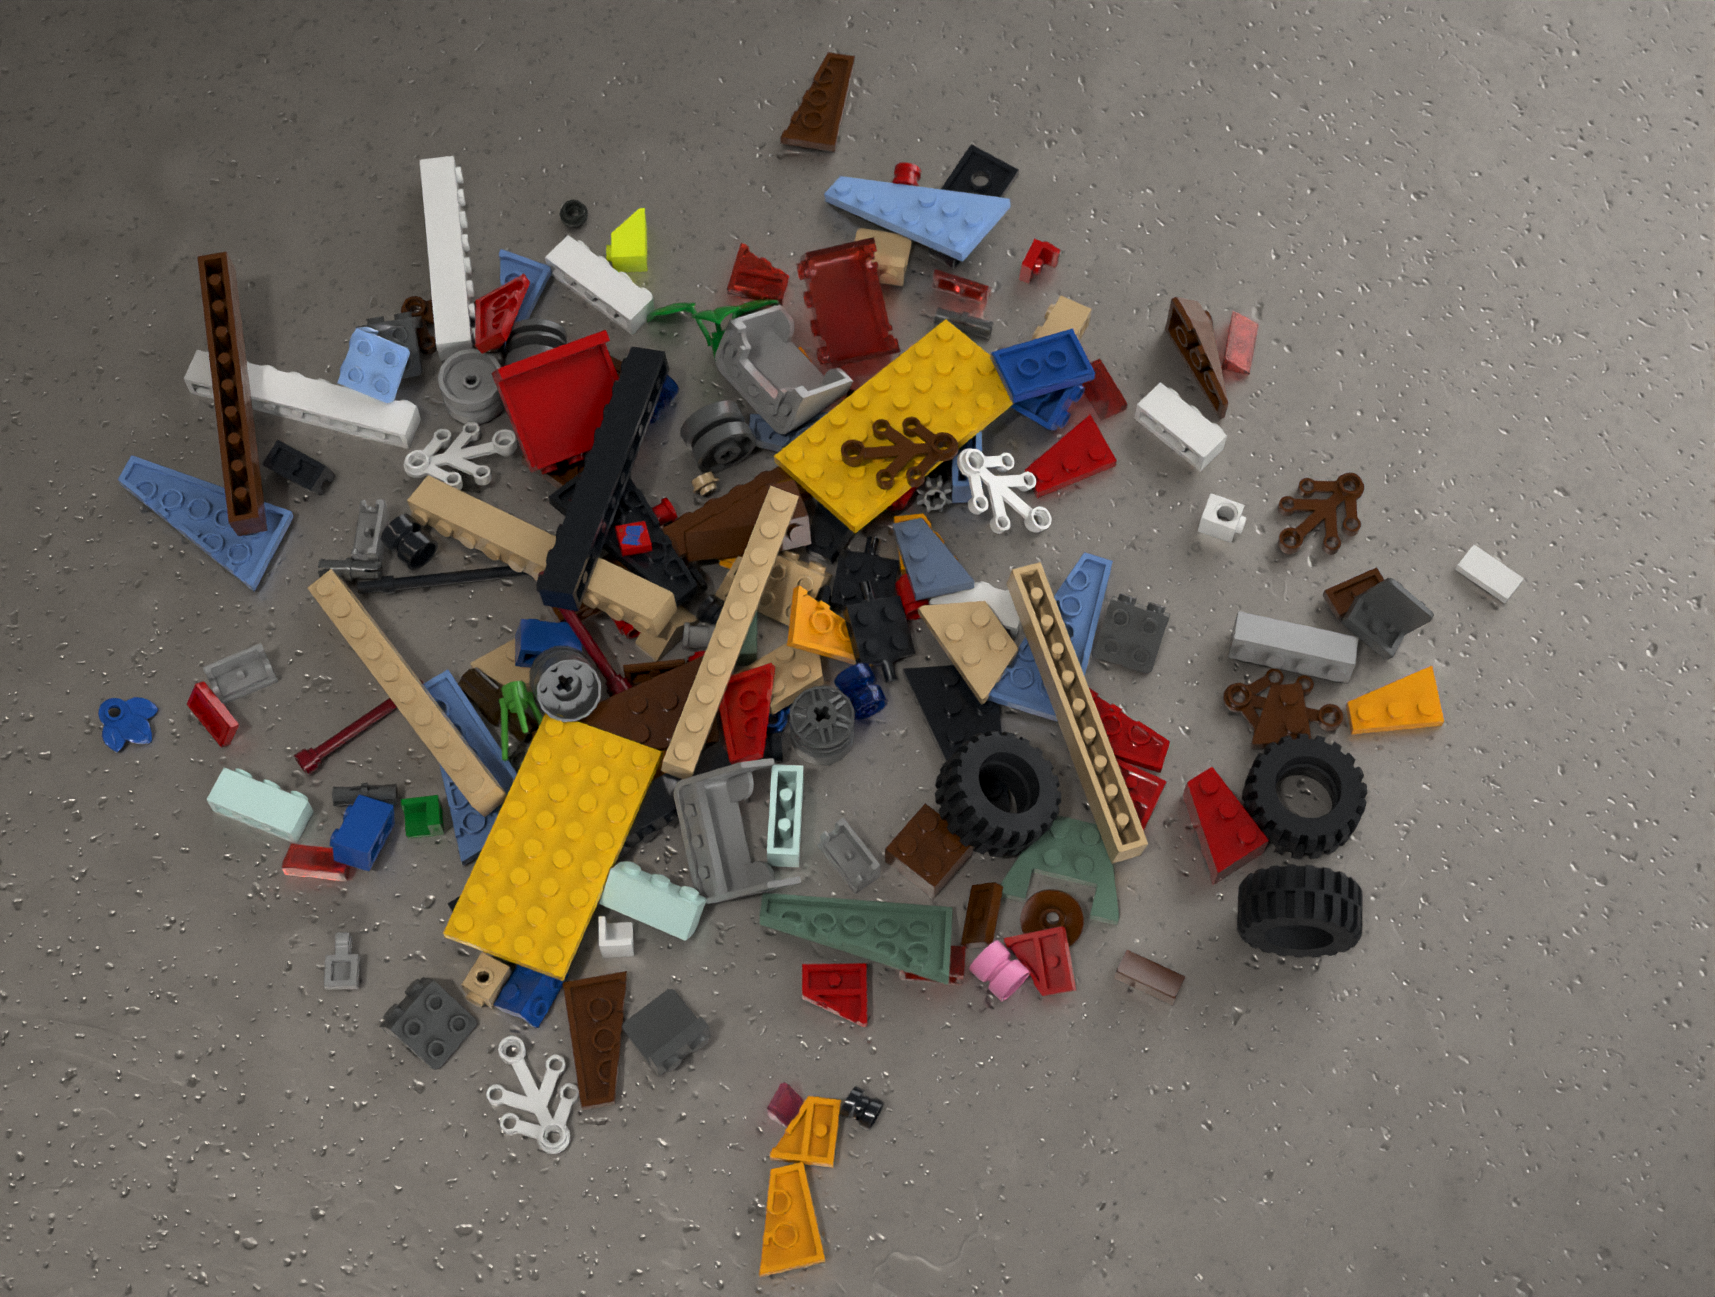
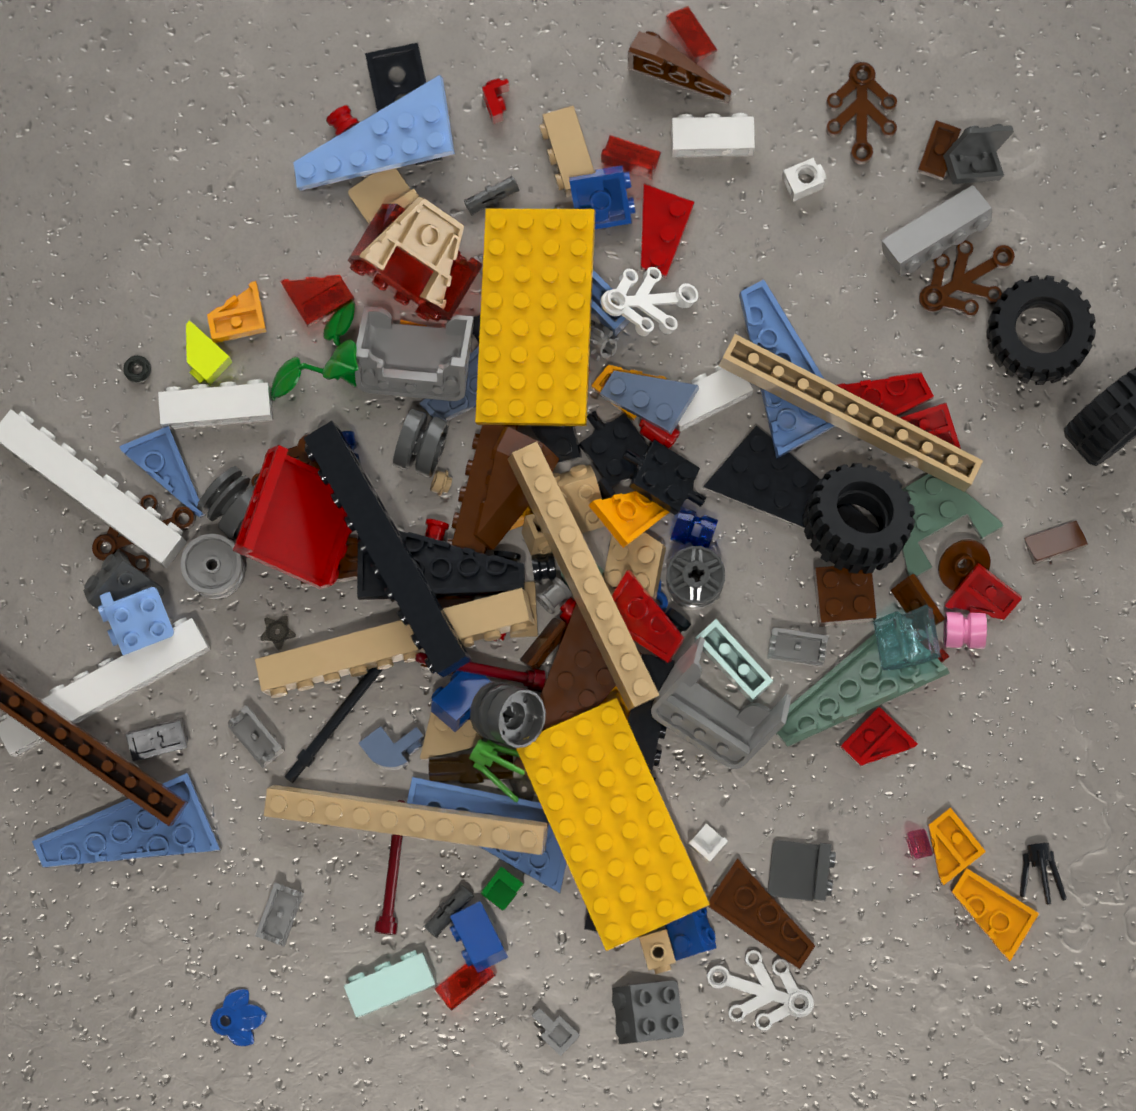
camera: 40 degrees left, 15 degrees up
(212, 714) = (290, 958): red plate -> none
(351, 569) = (269, 773): dark grey pin -> none
(413, 544) = (290, 716): black wheel -> none
(425, 462) = (254, 626): white plant -> none
(453, 638) = (386, 753): none -> sand blue brick
(497, 313) = (177, 499): red wing -> none
(633, 538) = (448, 572): red tile -> none
(653, 900) = (708, 797): light aqua brick -> none
(684, 241) = (238, 316): none -> light orange wing
(822, 106) = (226, 121): reddish brown wing -> none
(862, 1108) = (967, 799): black wheel -> none
(872, 1215) = (1041, 857): none -> black plant
(874, 285) = (426, 236): none -> tan wing
(903, 450) = (564, 338): reddish brown plant -> none
(942, 927) = (907, 638): none -> clear light blue slope
(961, 287) = (461, 167): clear red slope -> none
(972, 642) = (737, 428): tan wing -> none
(1042, 365) = (592, 185): blue tile -> none
(1131, 633) = (824, 317): dark grey bracket -> none
(1222, 825) = (1007, 398): red wedge -> none
(1281, 715) = (976, 286): reddish brown wing -> none
(1398, 706) = (1037, 204): light orange wing -> none
(1489, 573) = (1008, 53): white tile -> none

